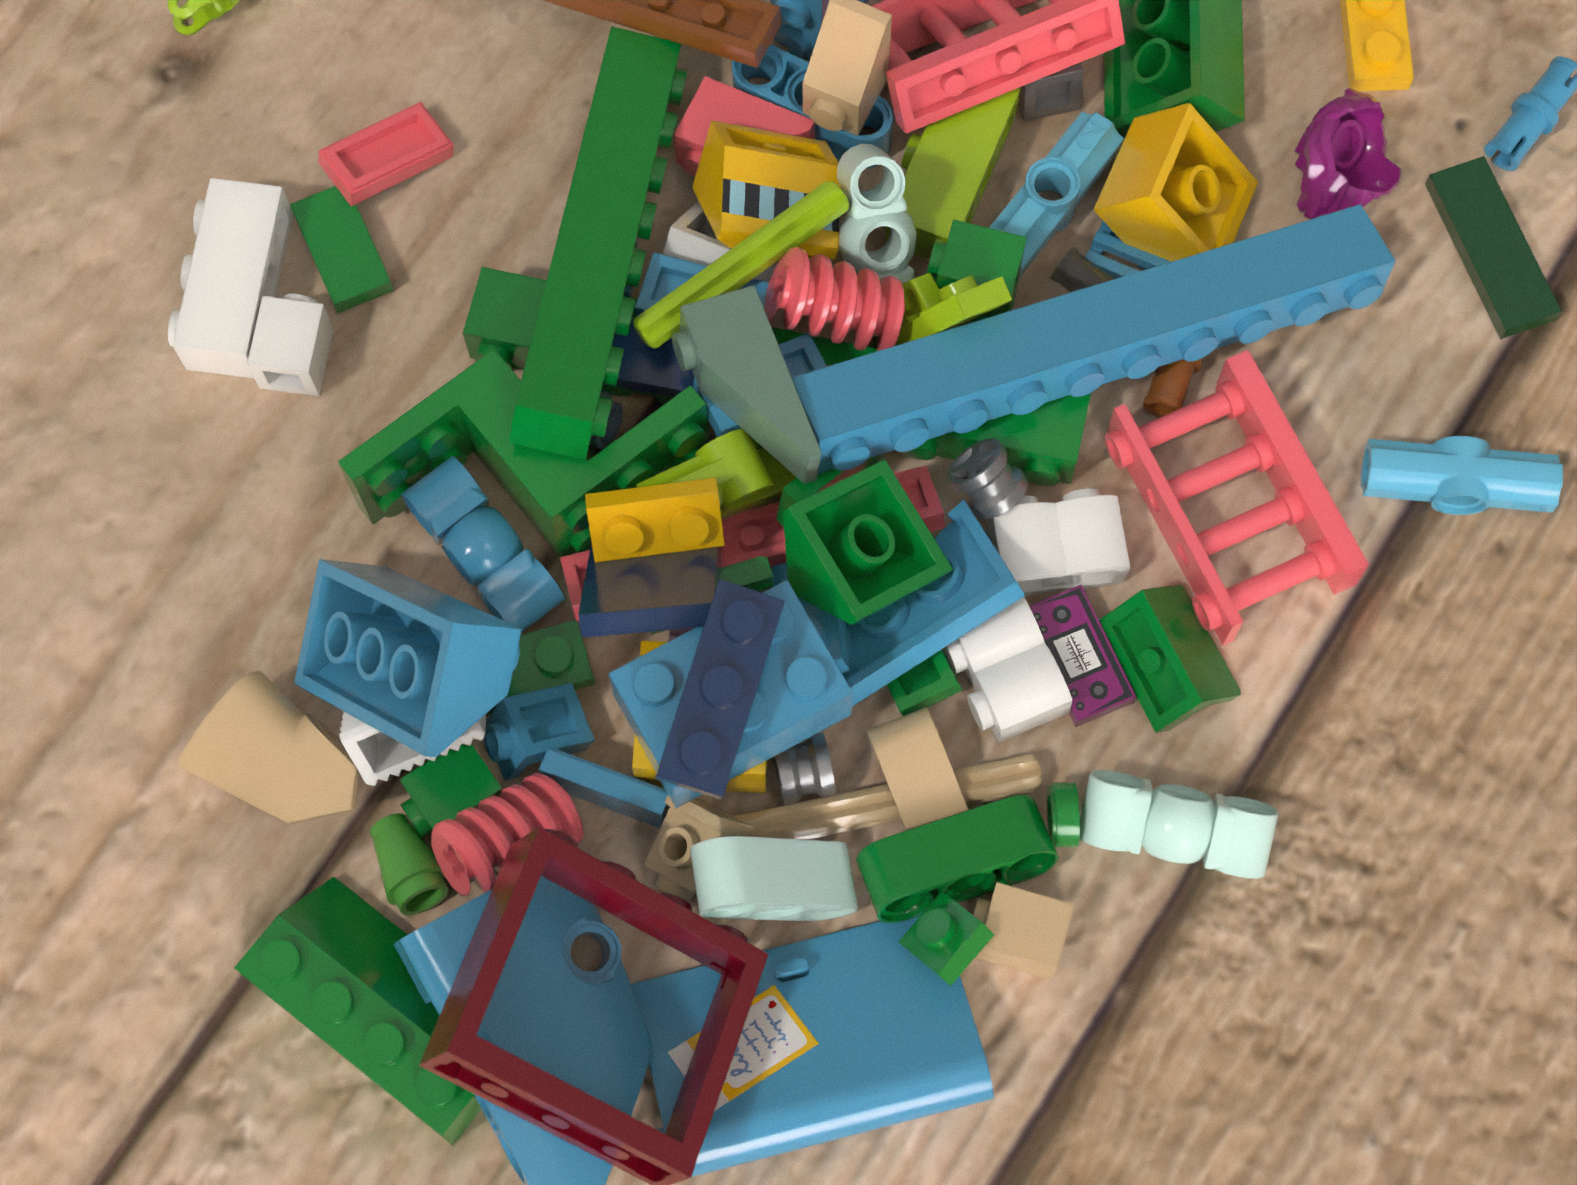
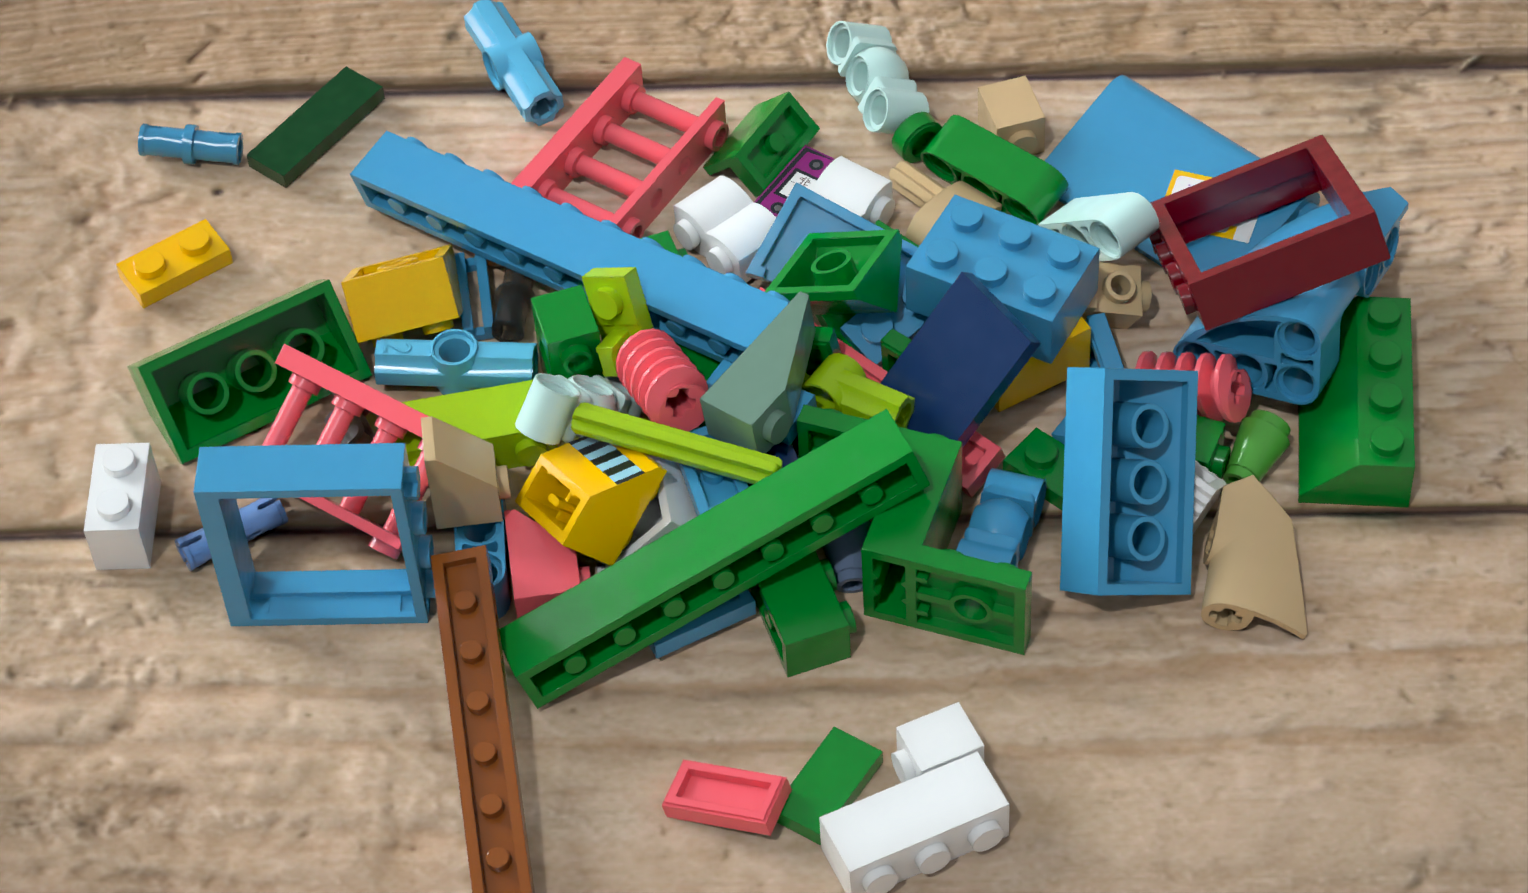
camera: 120 degrees left, 20 degrees down
(654, 519) = (929, 396): yellow plate -> none
(719, 689) = (1017, 237): dark blue plate -> none
(946, 938) = (1055, 135): green plate -> none
(987, 479) = (732, 252): flat silver wheel -> none
(1344, 156) = (310, 217): magenta hair -> none

